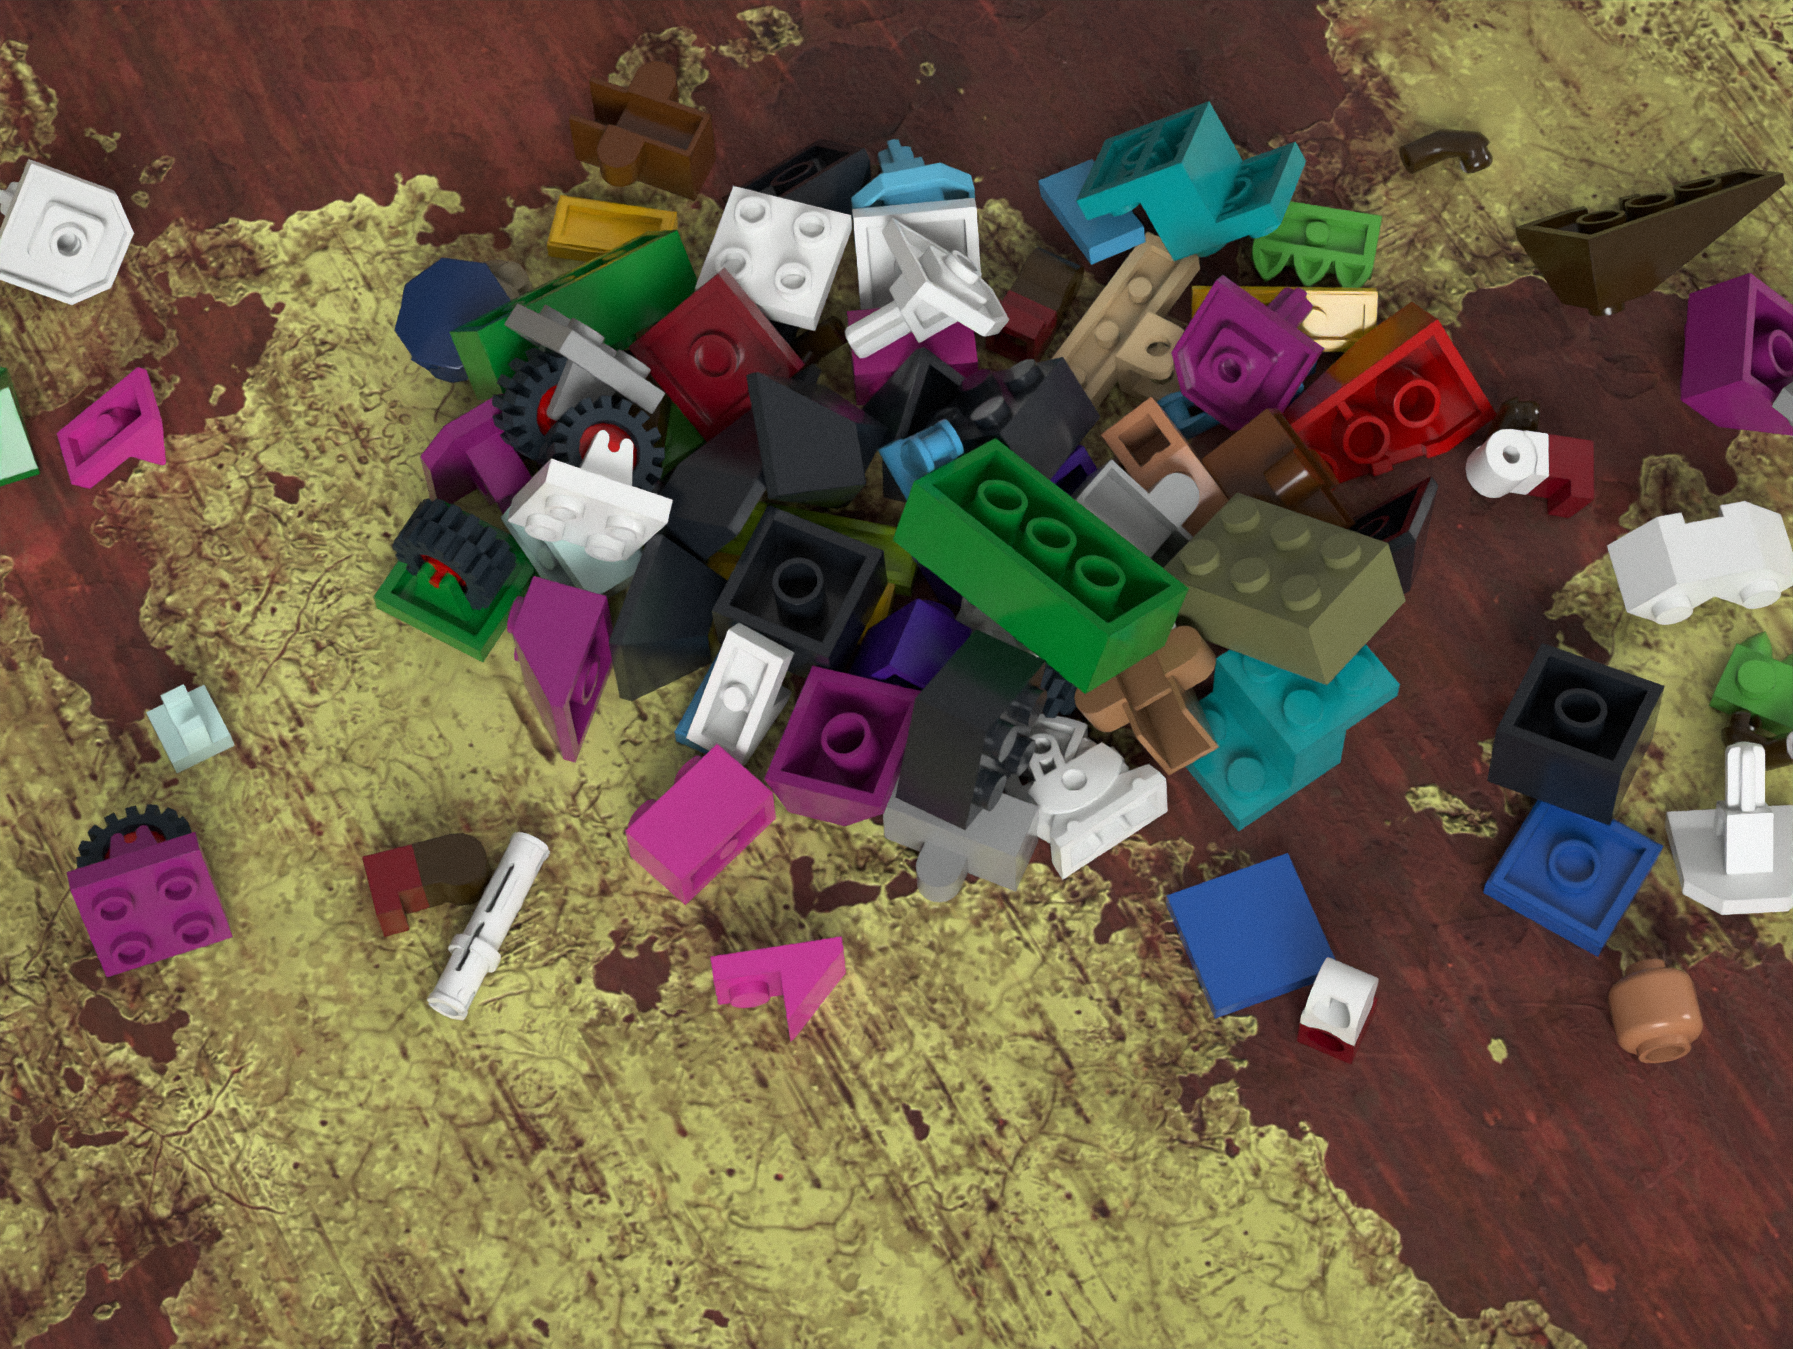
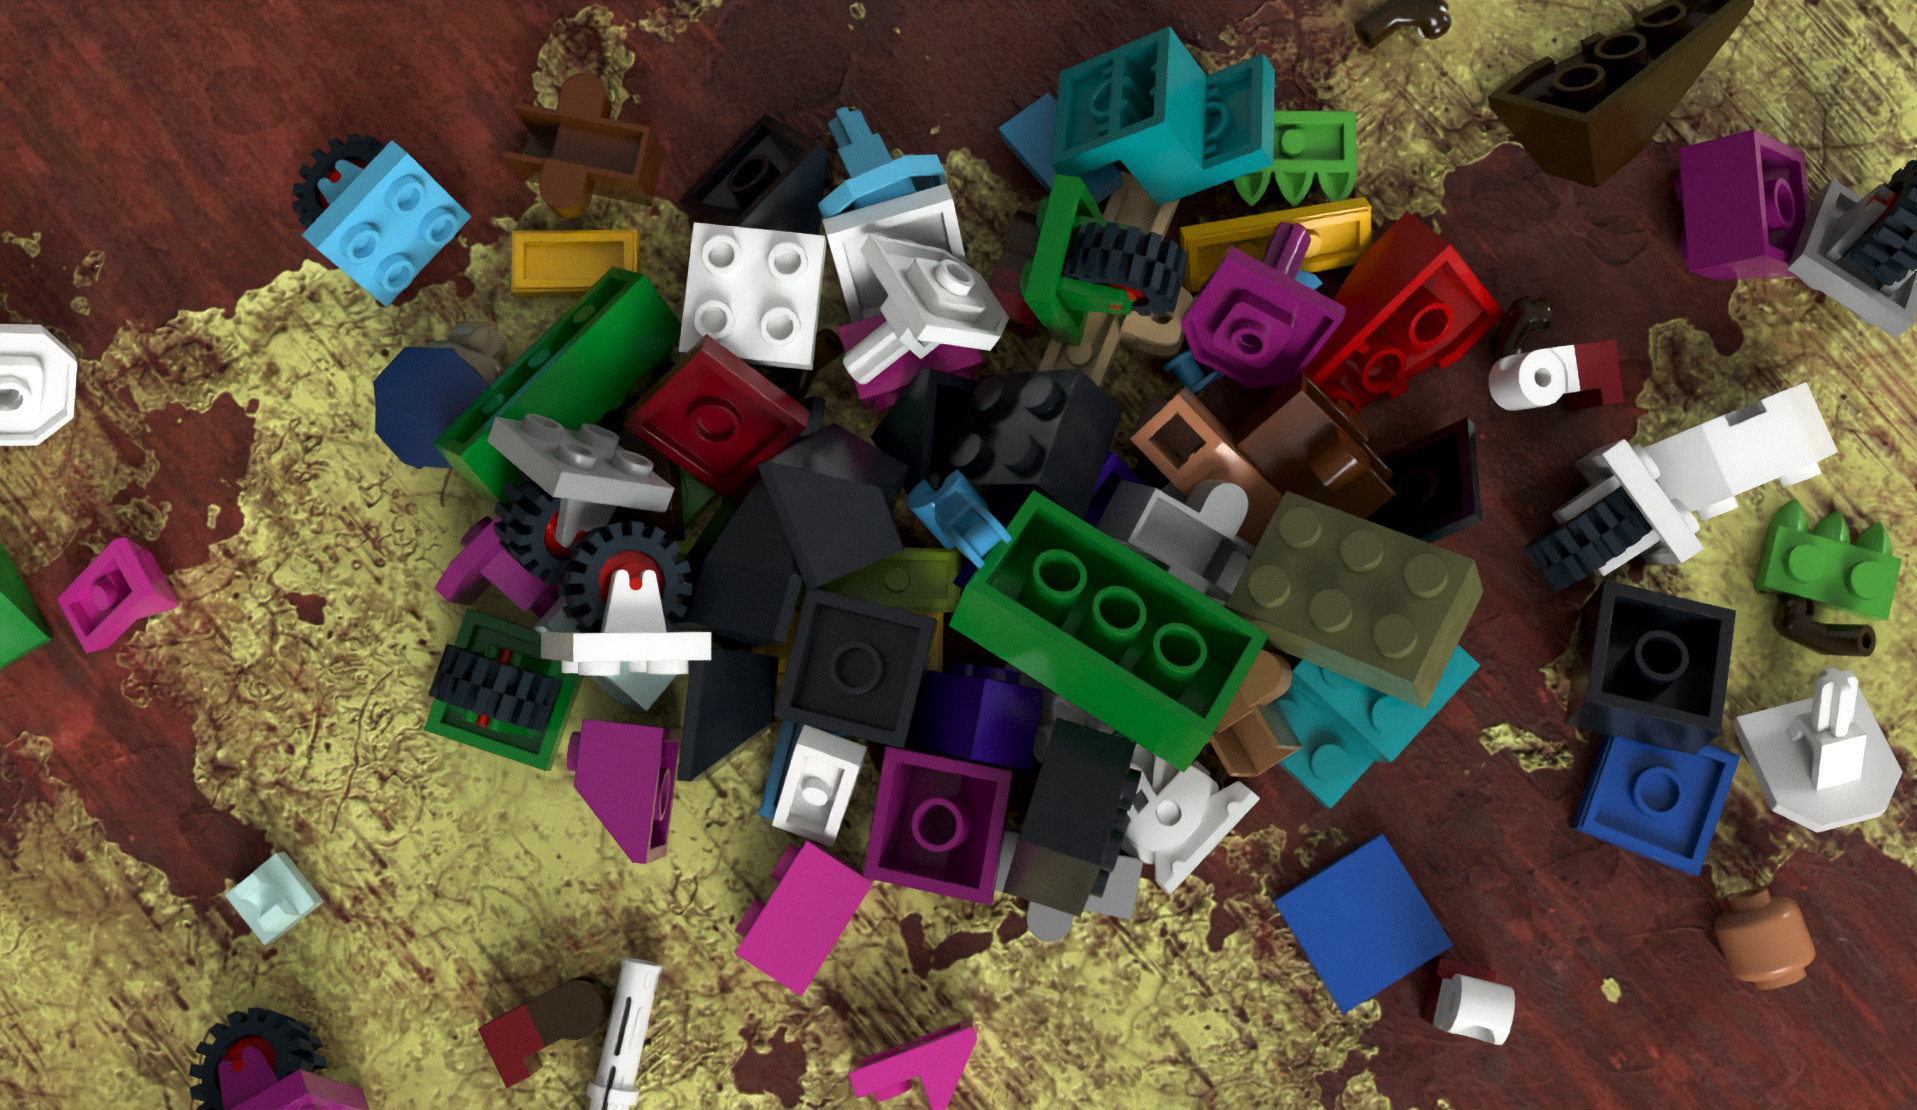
camera: 15 degrees left, 20 degrees up
(443, 154) = (375, 213): none -> medium azure plate
(1097, 282) = (1095, 265): none -> plate
(1560, 597) = (1614, 520): none -> plate

